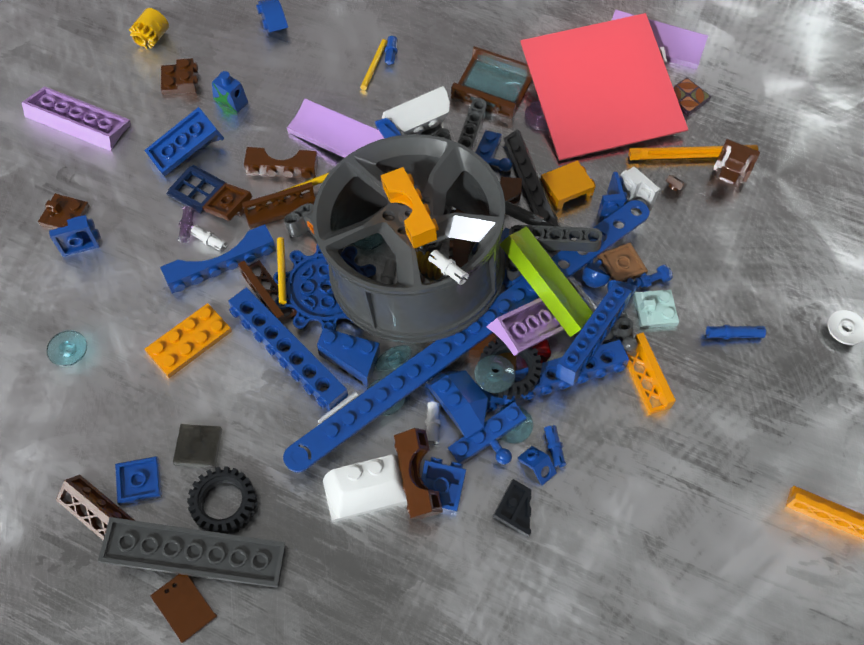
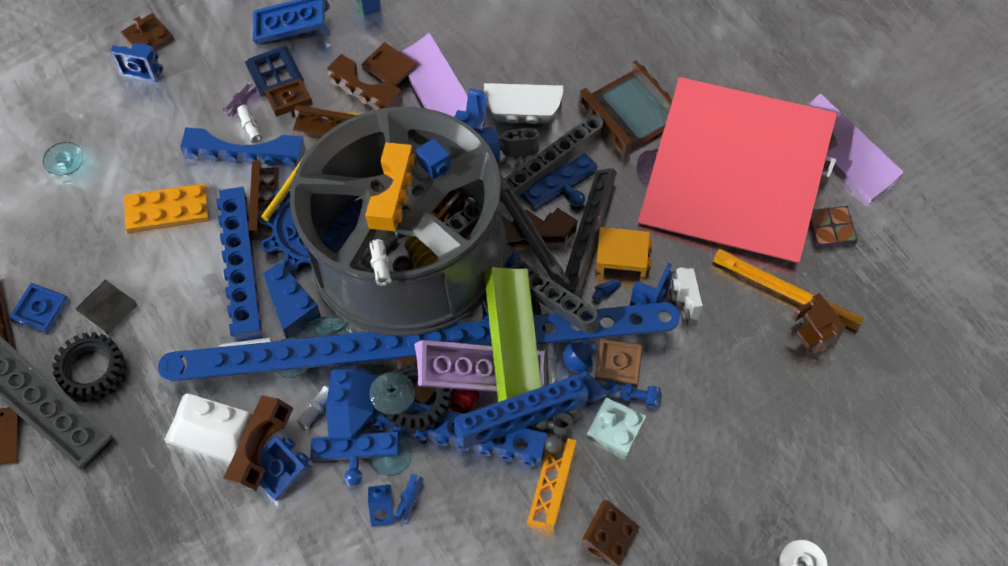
camera: 35 degrees right, 0 degrees up
(288, 138) = (389, 64): none -> reddish brown container
(373, 65) = (527, 30): yellow bar -> none
(391, 50) = (554, 24): blue axle -> none
(425, 170) = (433, 159): none -> blue brick
(515, 508) = (329, 530): black wing -> none
(573, 218) = (604, 289): none -> blue bar
(675, 183) = (740, 311): reddish brown plate -> none
(714, 384) = (610, 533): none -> reddish brown plate
(727, 332) = (675, 495): blue pin -> none

